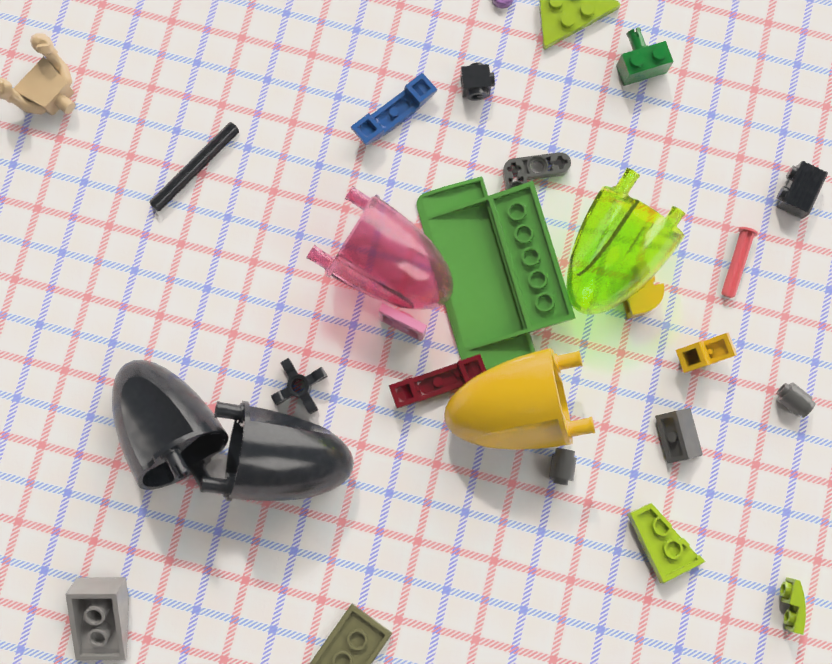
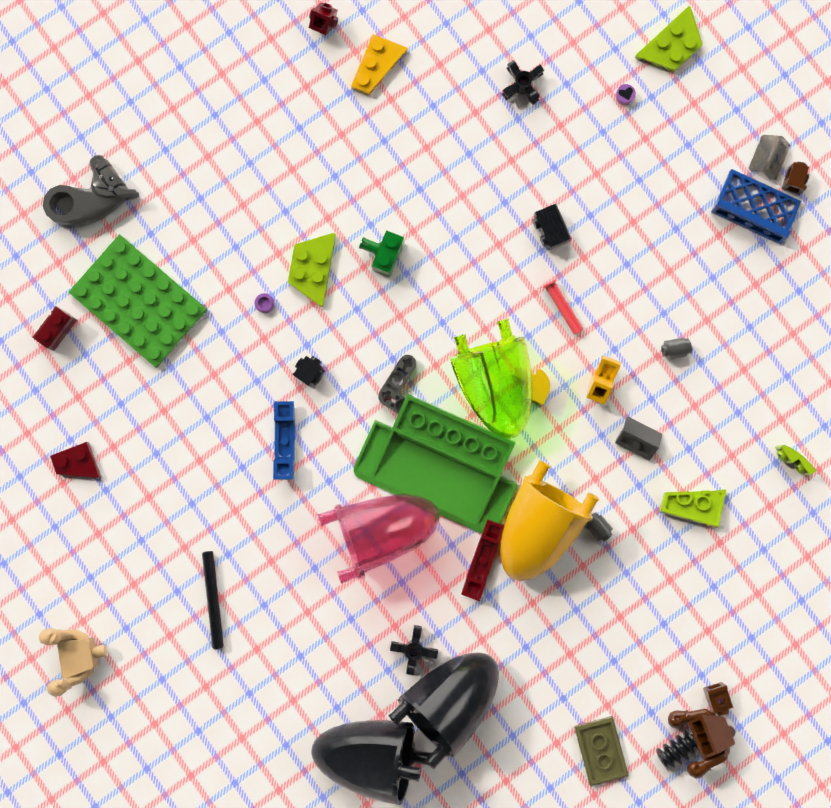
camera: 45 degrees left, 5 degrees up
(402, 321) = (427, 552): bright pink plate -> none

